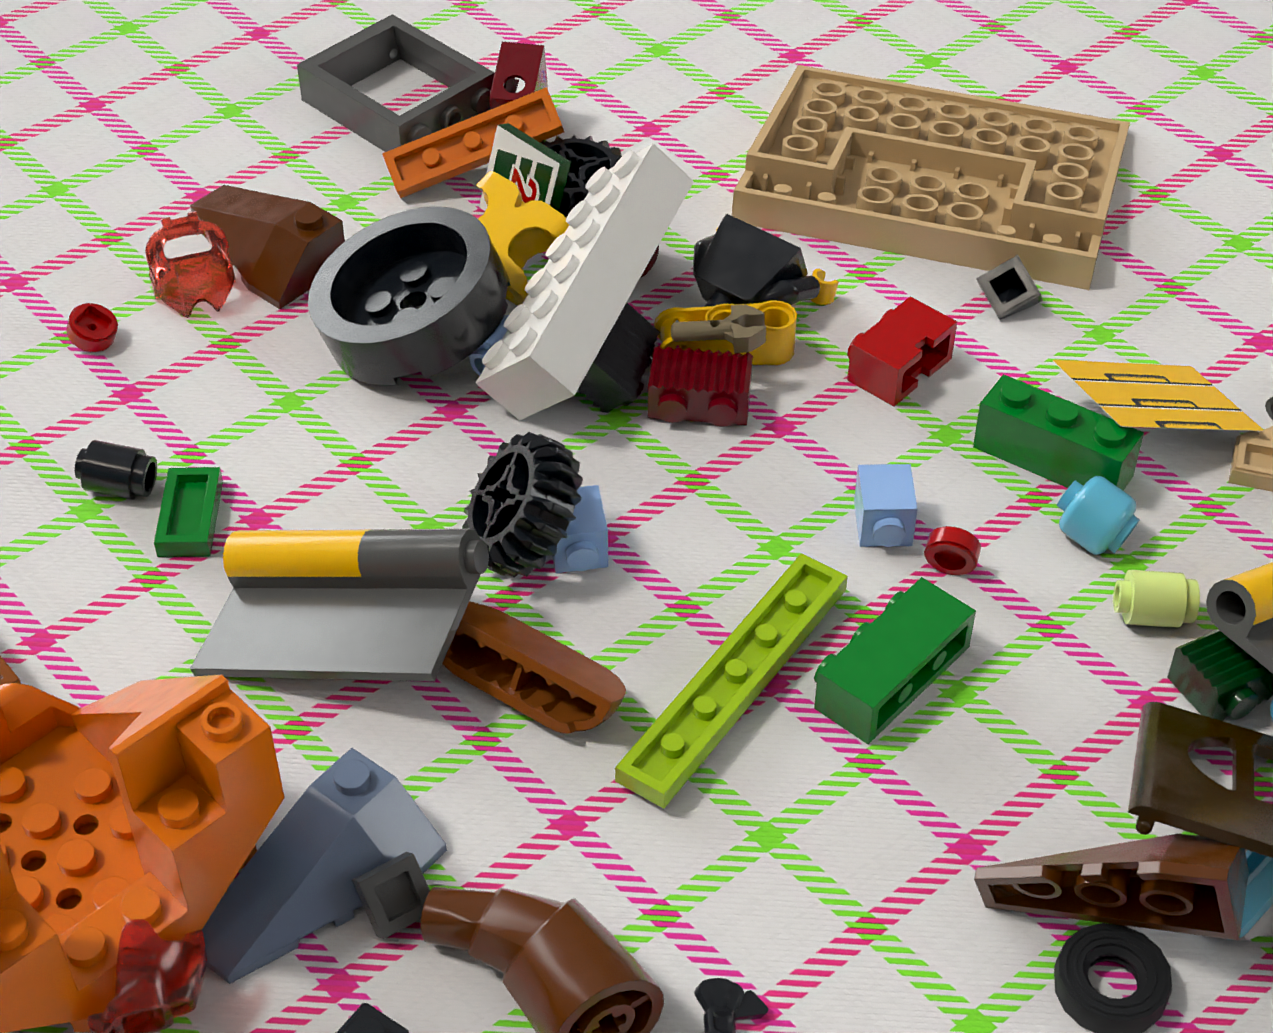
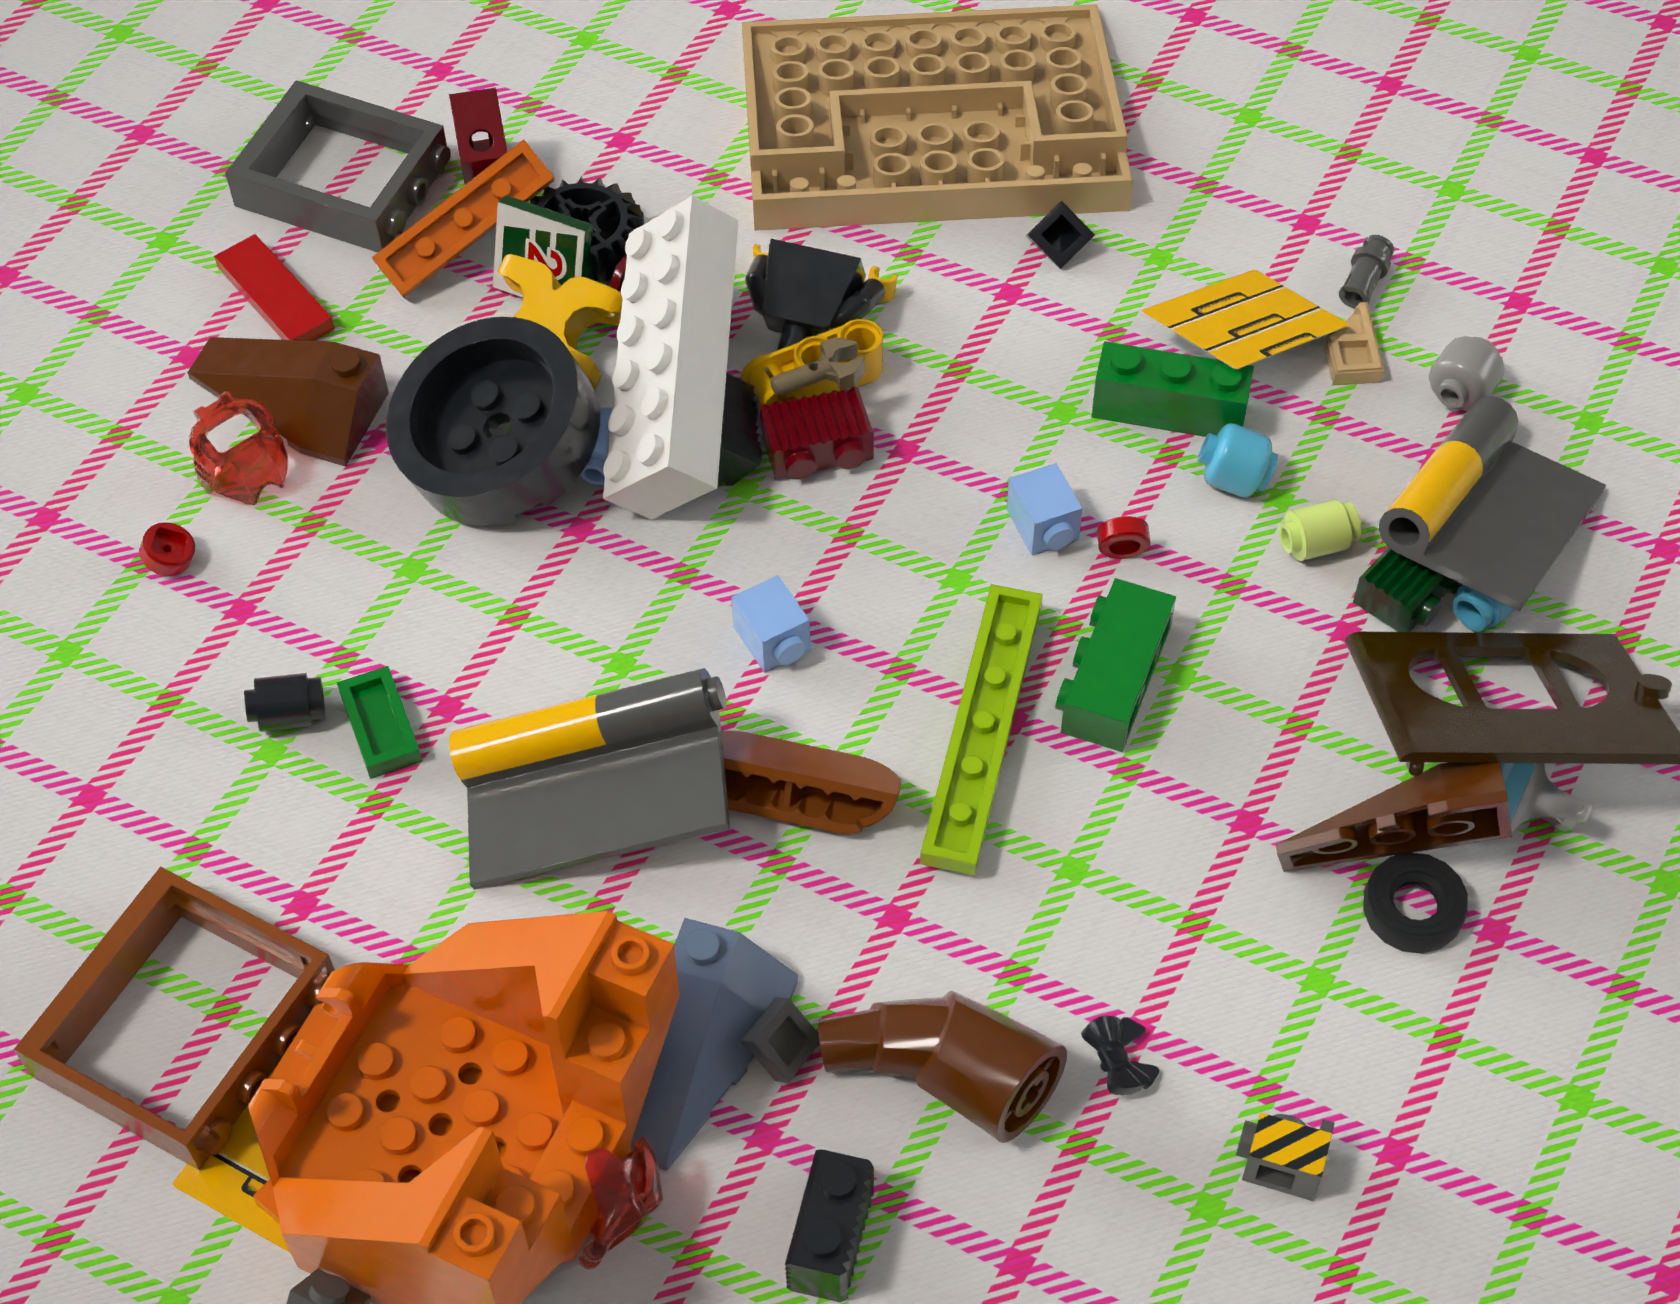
camera: 20 degrees left, 10 degrees up
(294, 162) = (273, 291): none -> red tile
(524, 502) = (723, 587): black gear -> none
(899, 349) = (988, 329): red brick -> none

